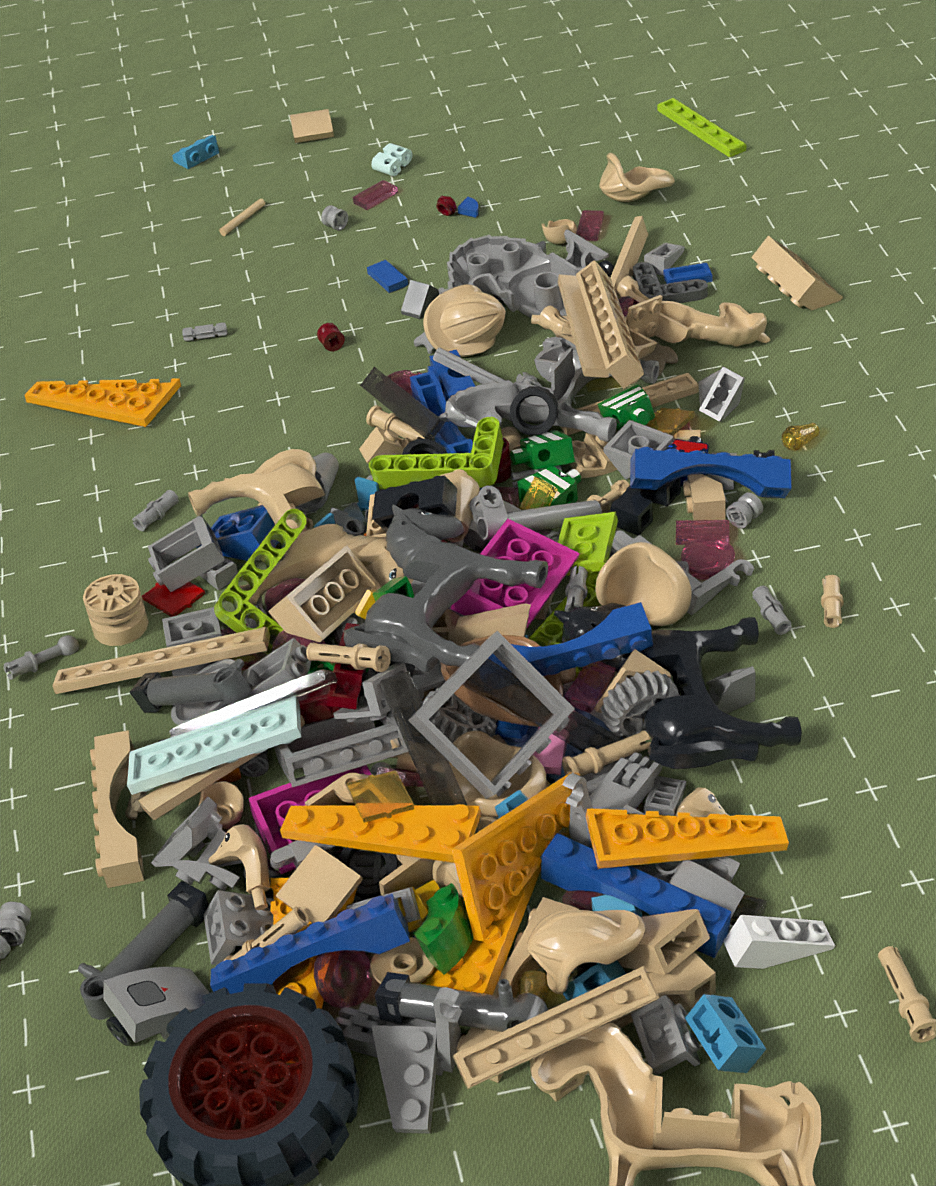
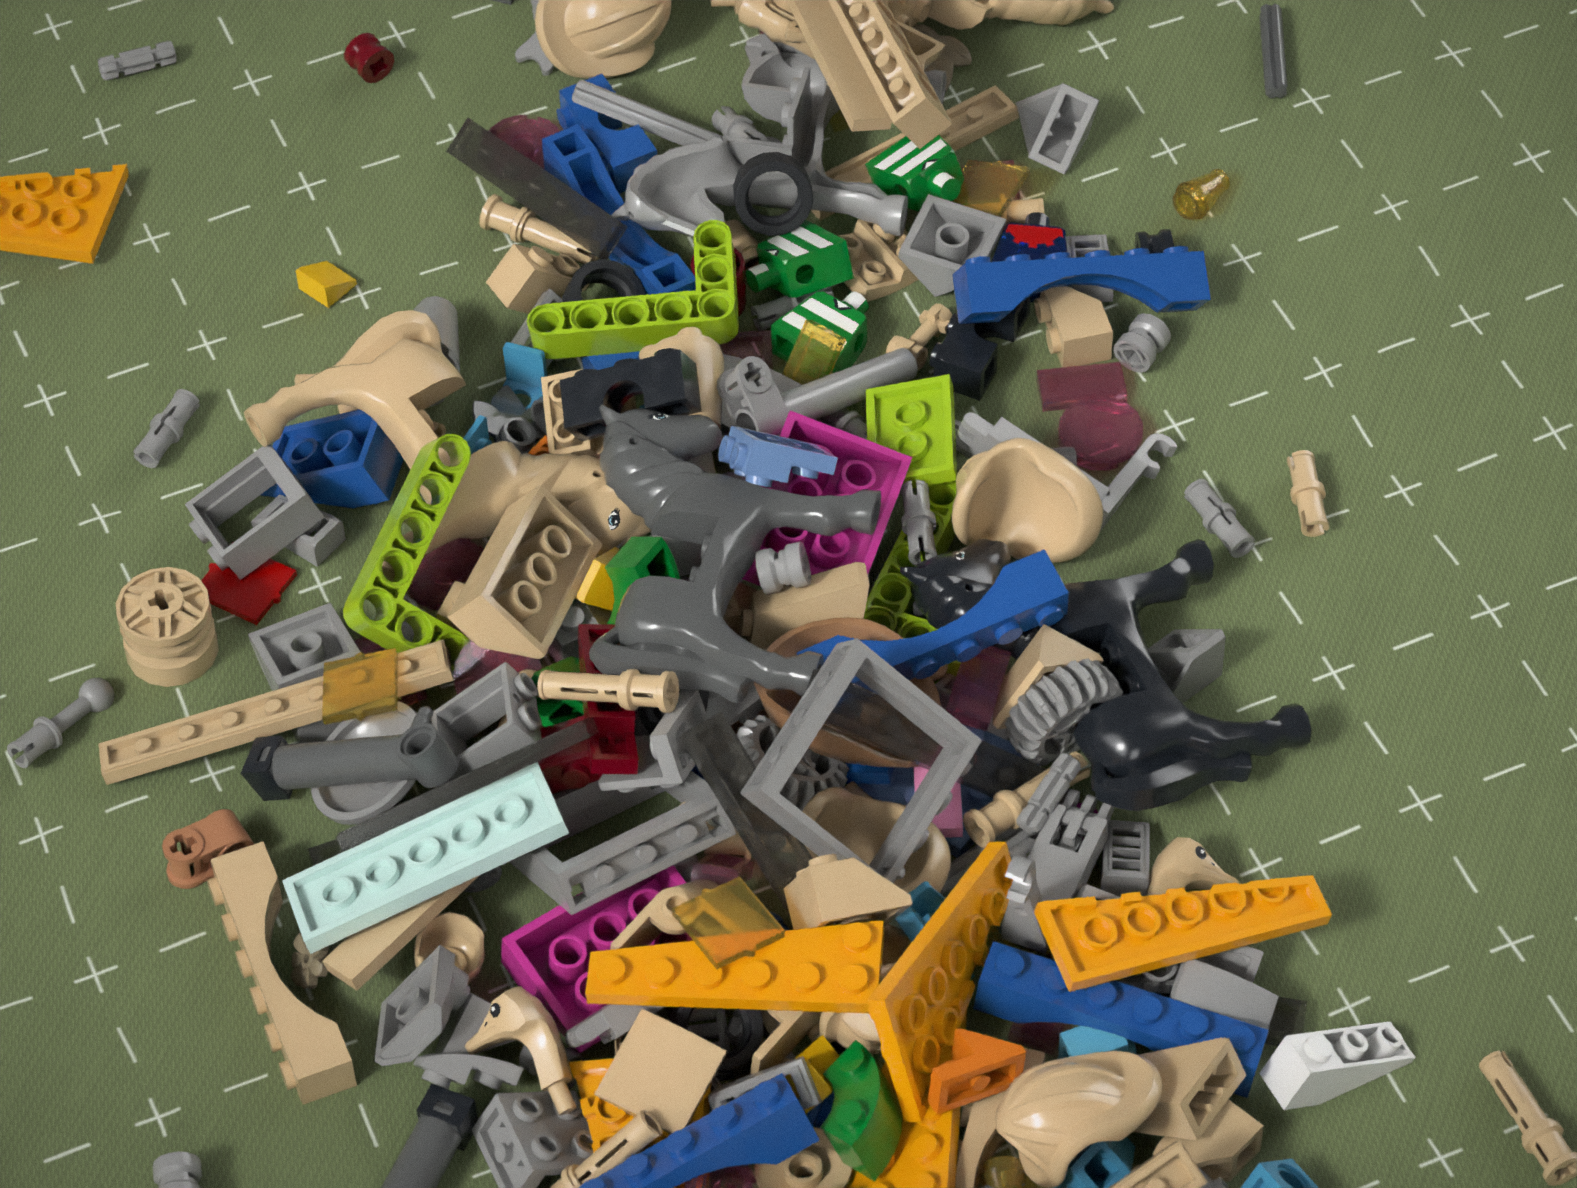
camera: 15 degrees left, 10 degrees up
(94, 726) = (199, 843): none -> nougat piece
(210, 648) = (360, 686): none -> clear yellow piece
(270, 444) = (324, 282): none -> yellow slope
(461, 784) = (842, 893): none -> tan slope
(477, 601) = (781, 568): none -> light grey wheel
(479, 536) = (771, 457): none -> medium blue plate
(523, 912) = (977, 1070): none -> orange slope
(618, 751) = (1048, 793): none -> light grey axle
(862, 366) = (1273, 51): none -> dark grey axle

